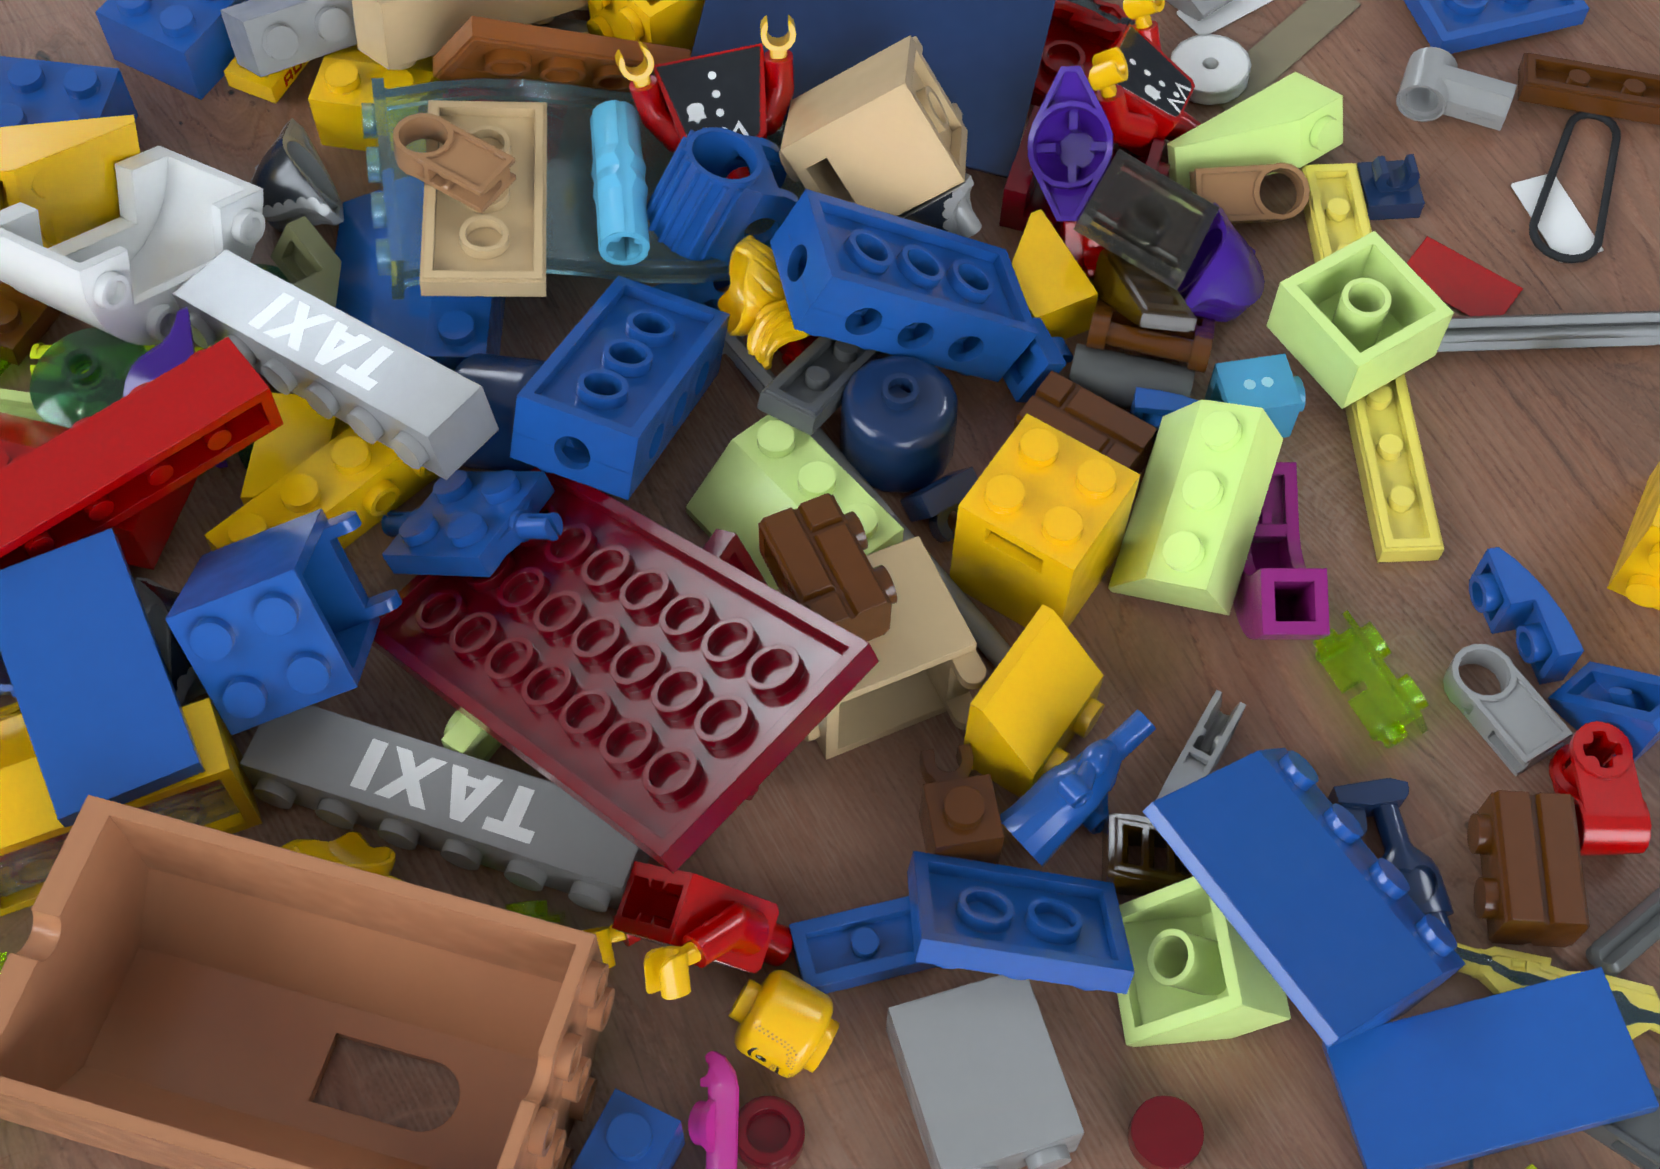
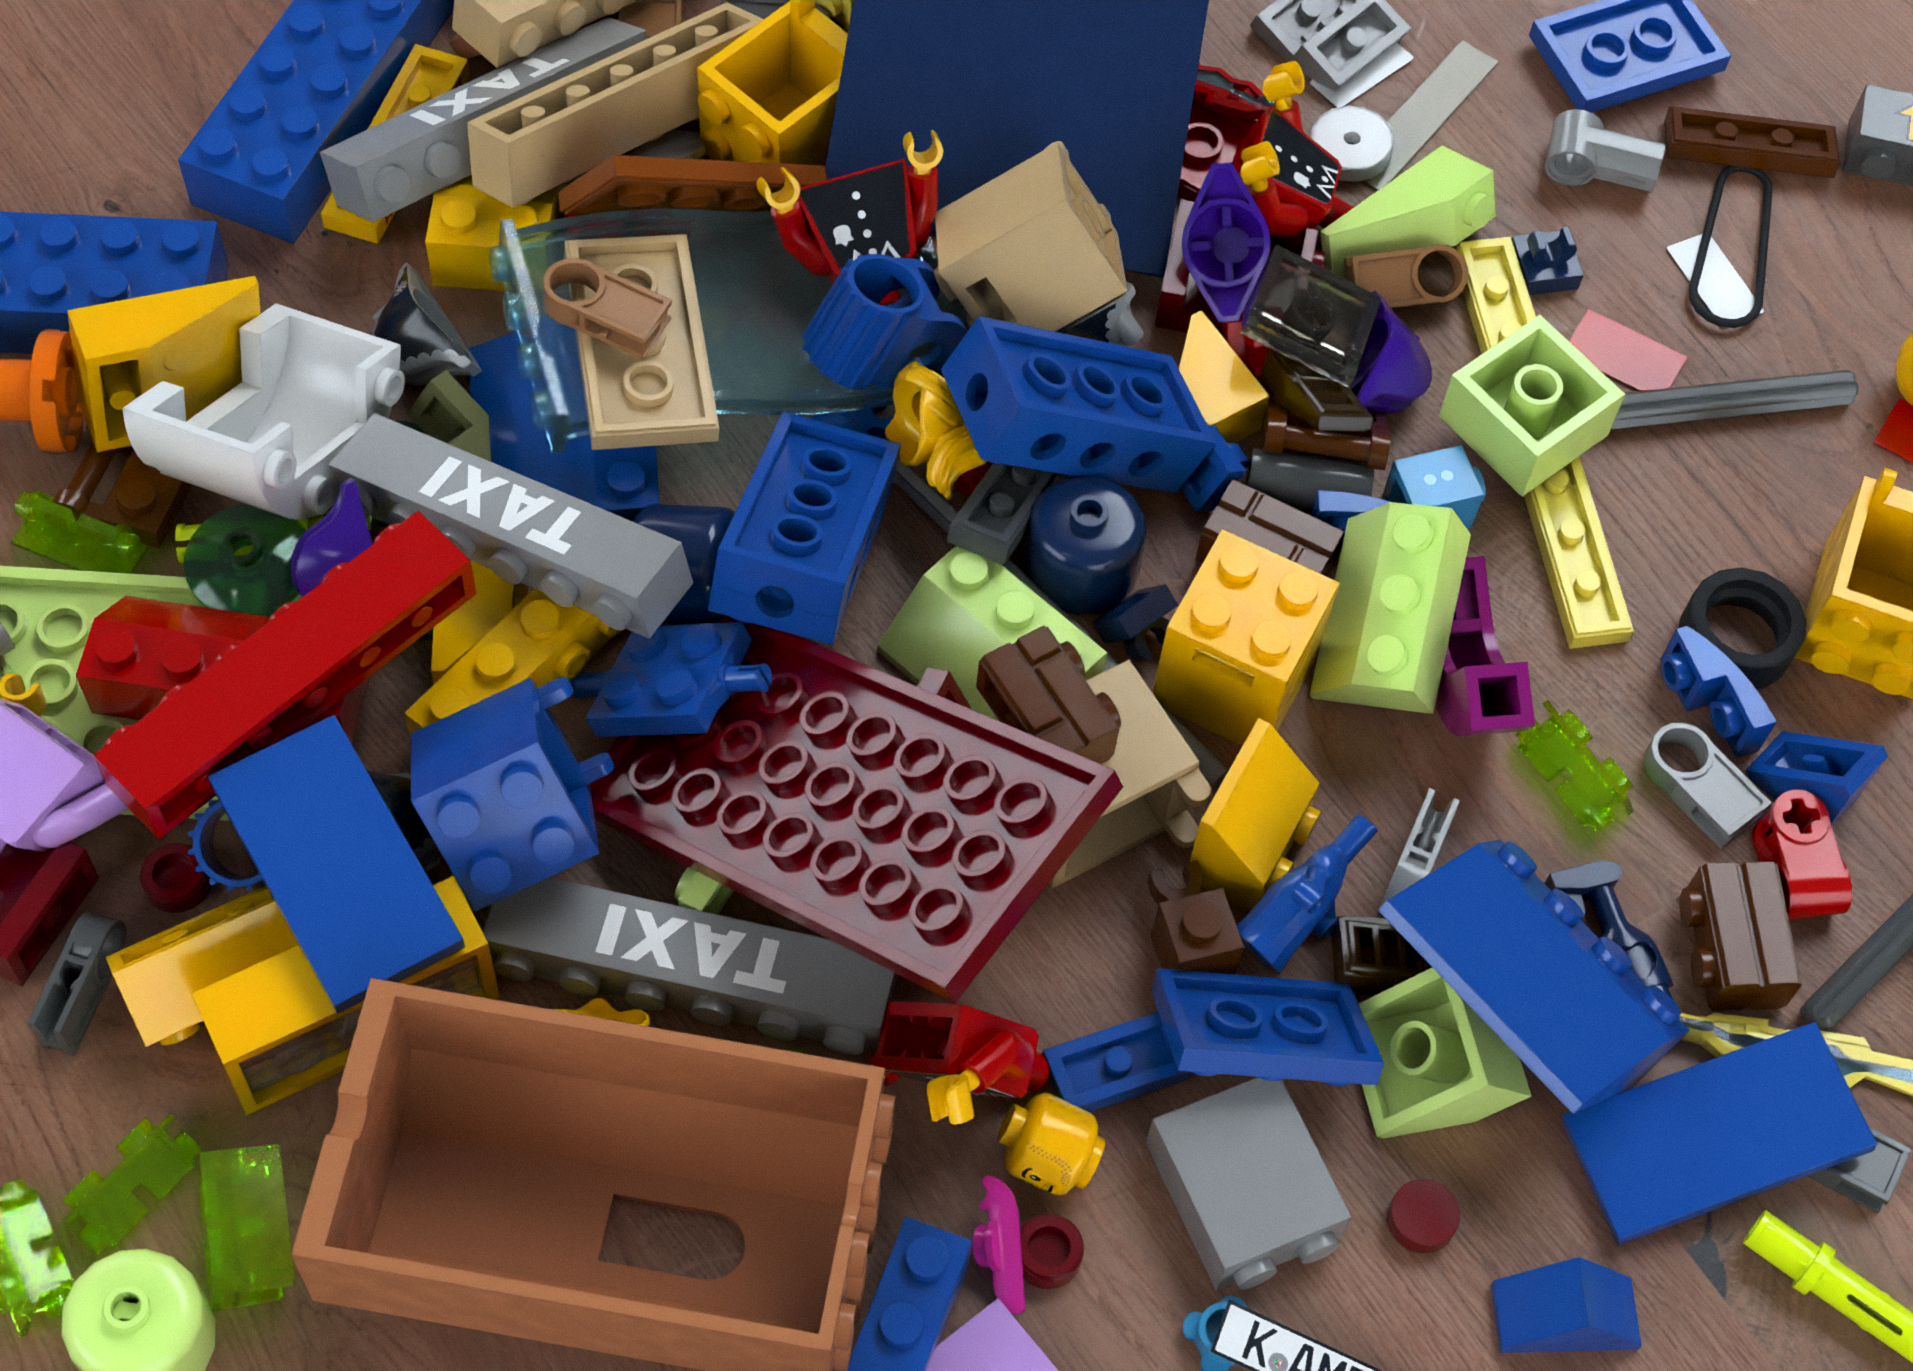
camera: 10 degrees left, 0 degrees up
(619, 183) = (771, 314): medium azure axle -> none
(1579, 524) = (1762, 596): none -> black tyre

